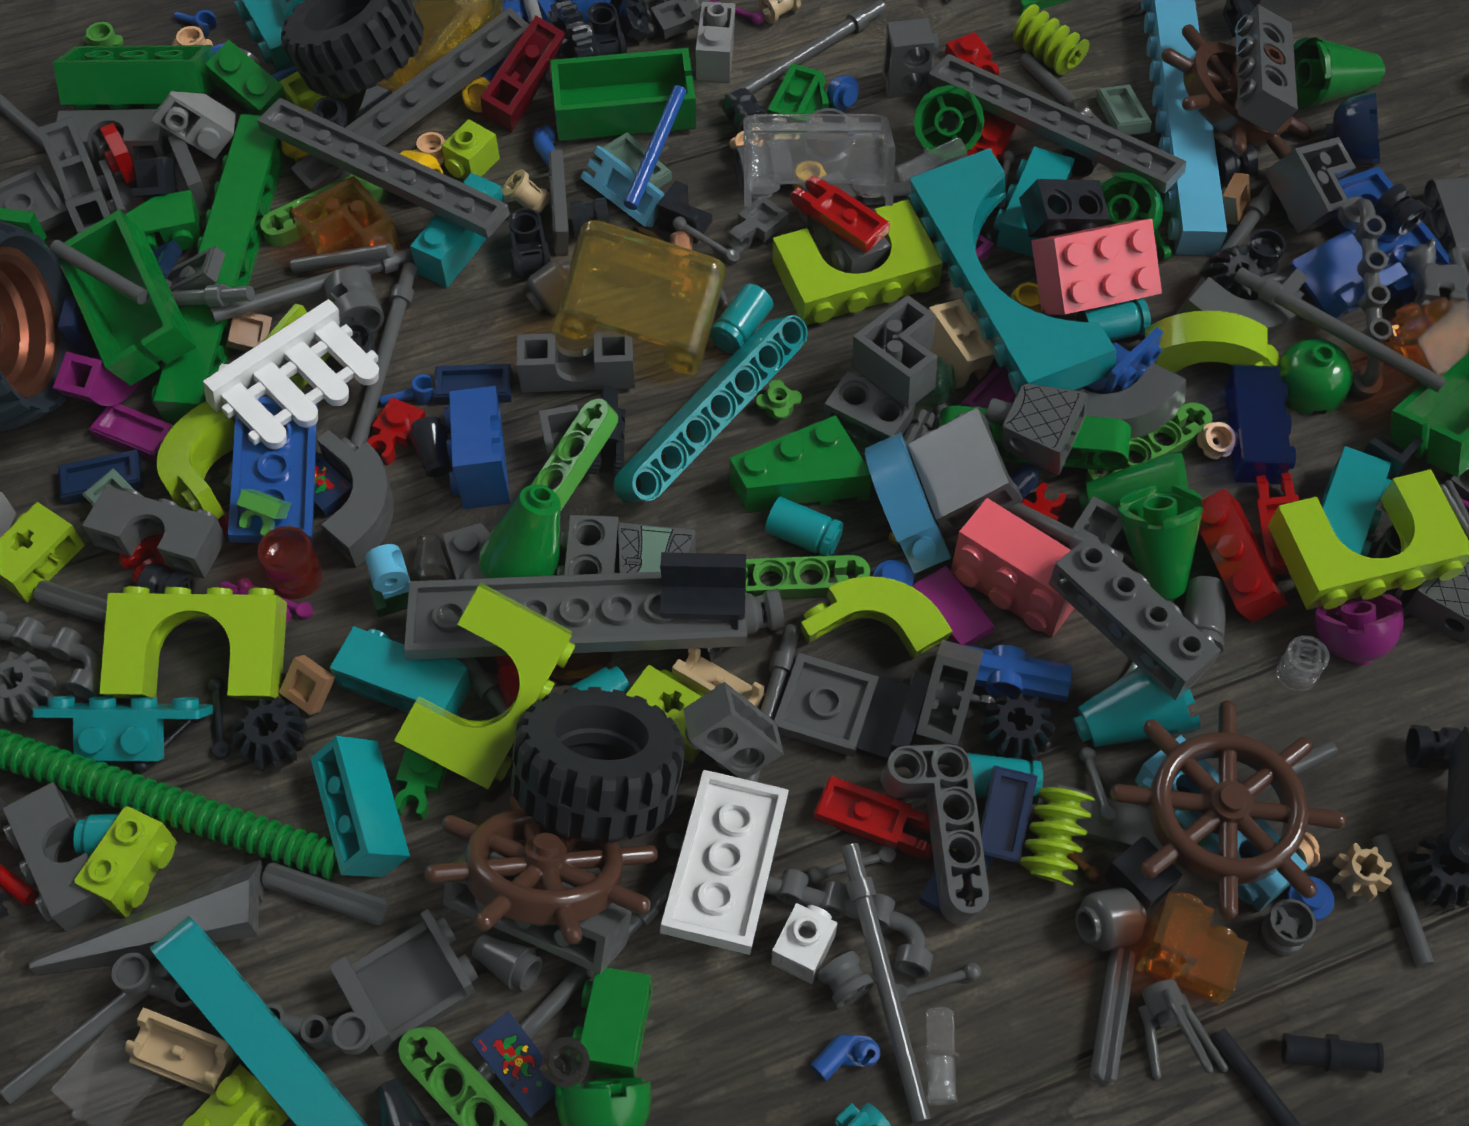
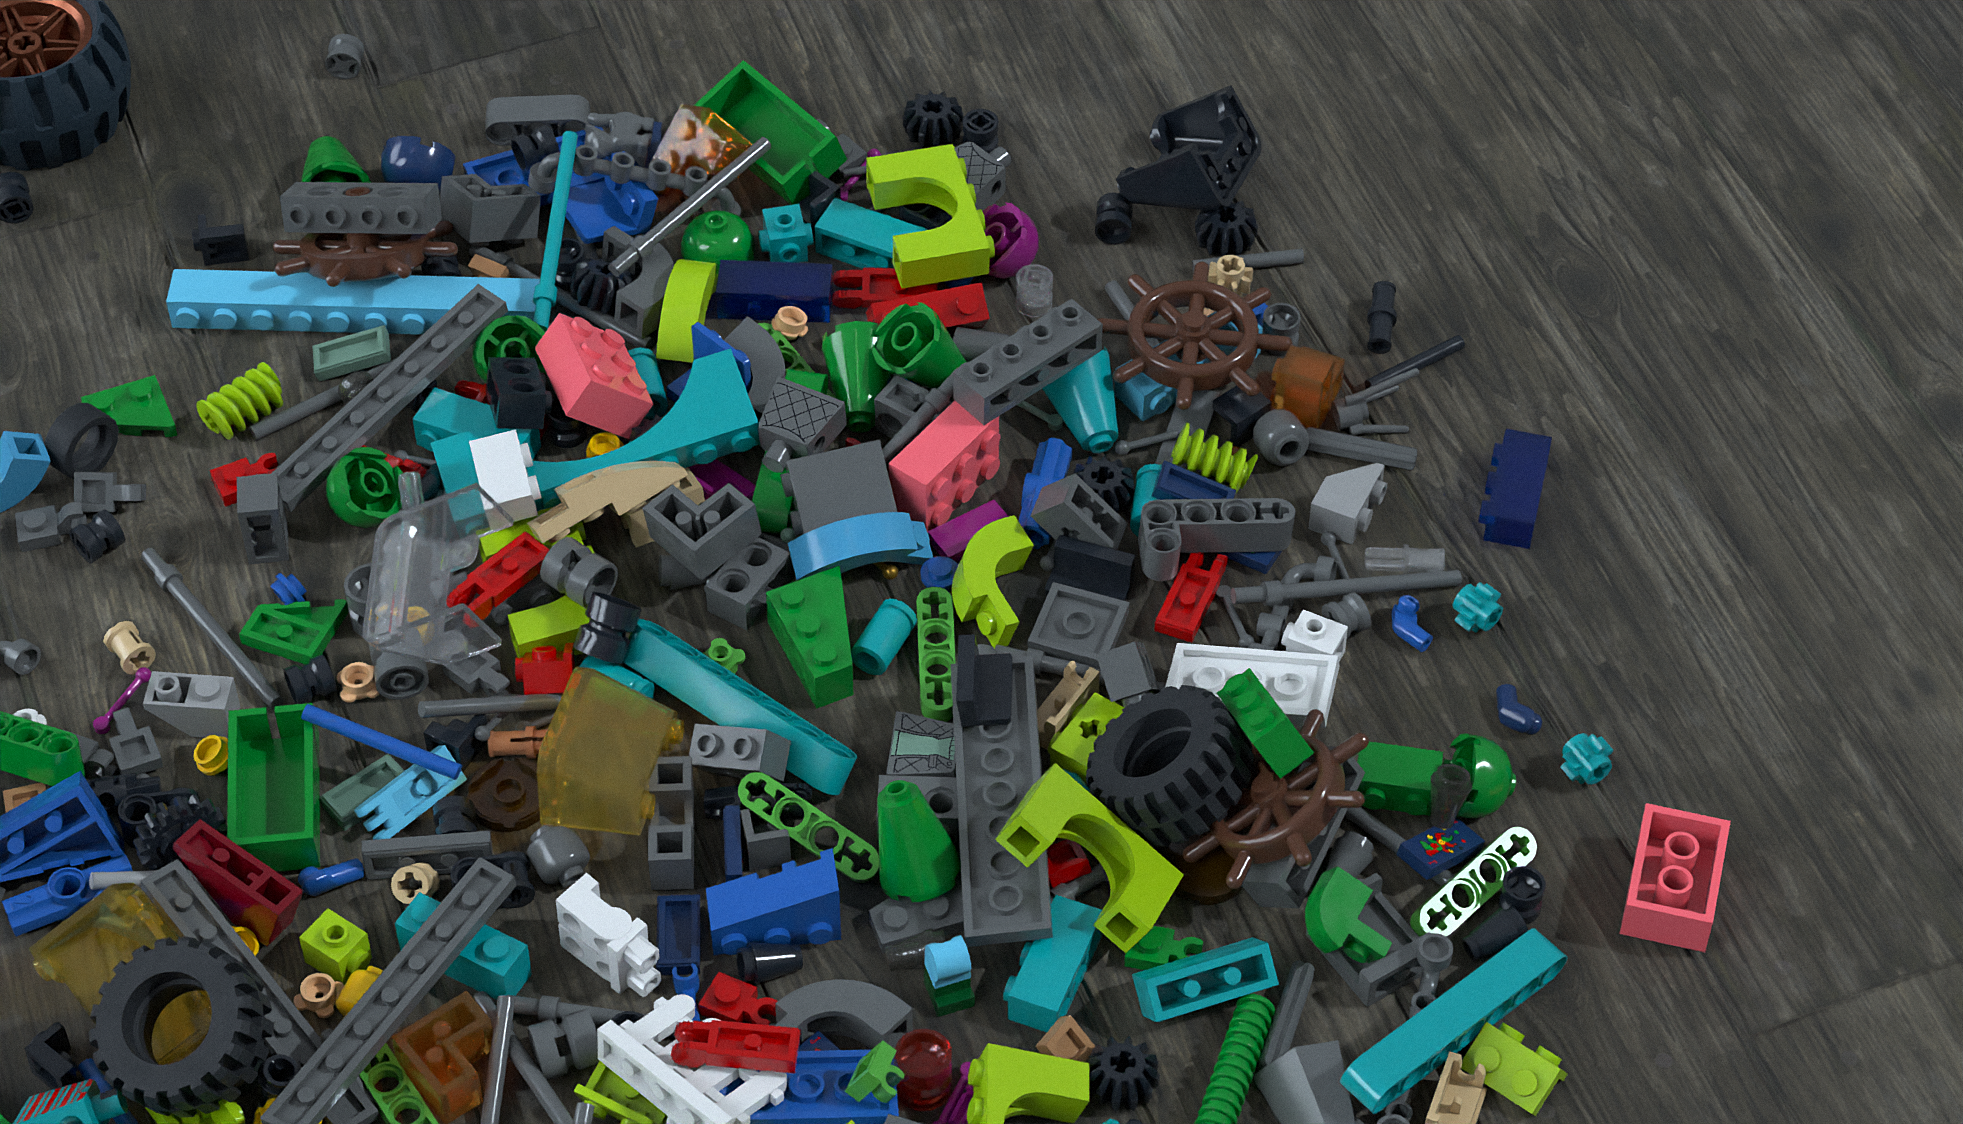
camera: 90 degrees left, 10 degrees down
(297, 403) = (736, 1045): none -> red hinge
(403, 932) = (1333, 916): none -> green brick
(449, 318) = (607, 938): none -> white hips
(526, 416) = (733, 842): none -> dark blue tile
(587, 838) = (1264, 722): none -> green arch
(645, 403) = (738, 751): none -> dark grey brick
(702, 221) = (489, 705): none -> dark grey bar
(753, 259) = (545, 669): none -> red brick
(783, 292) = (607, 626): none -> black wheel
(839, 262) = (577, 571): none -> dark grey wheel
(938, 277) = (619, 486): none -> tan slope
(941, 194) = (503, 473): none -> white brick
(1020, 990) = (1347, 501): none -> light grey slope
(1197, 223) = (546, 292): none -> teal bar
(1333, 425) = (785, 234): none -> teal brick

